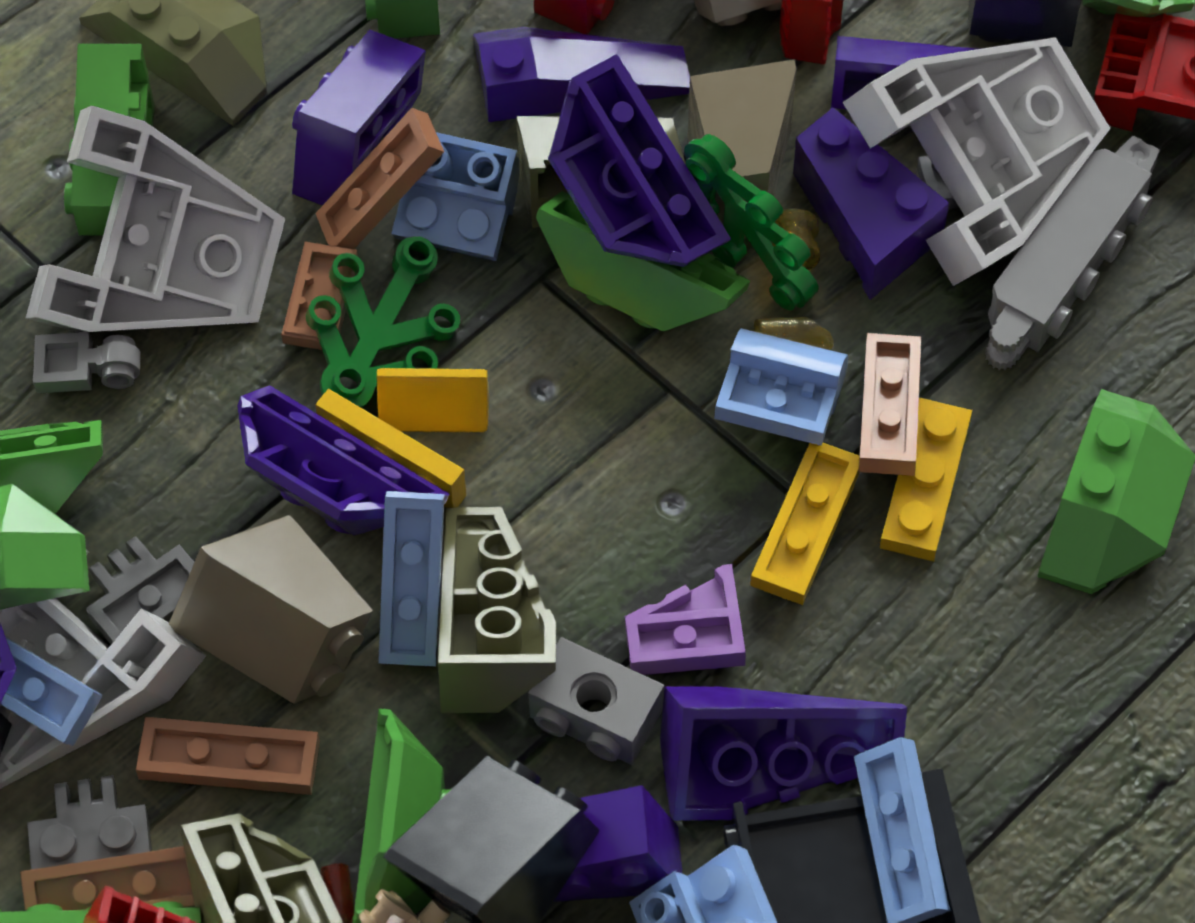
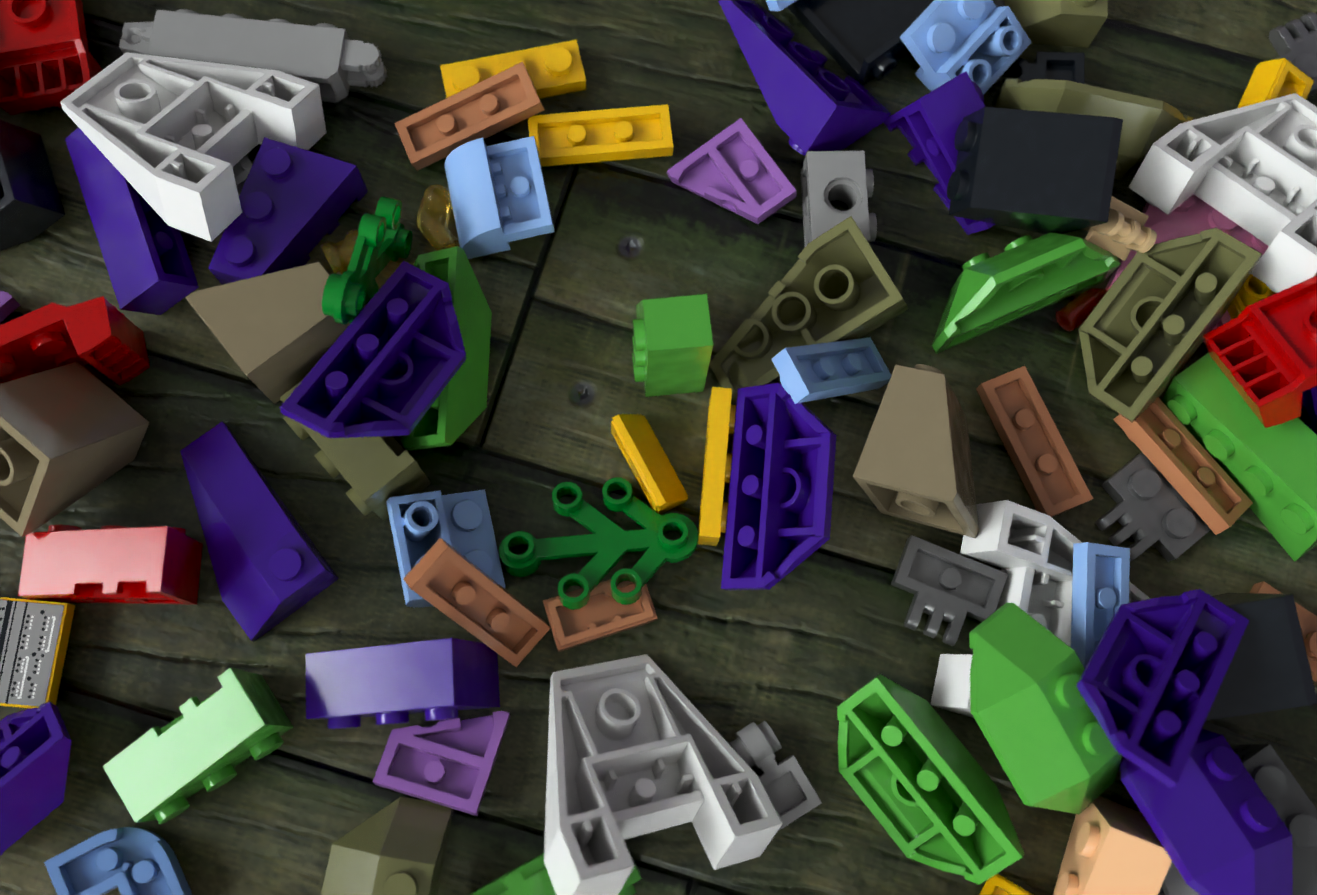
camera: 125 degrees left, 15 degrees up
(260, 125) = (444, 761): none -> medium lavender wing
(533, 448) = (672, 344): none -> bright green wedge

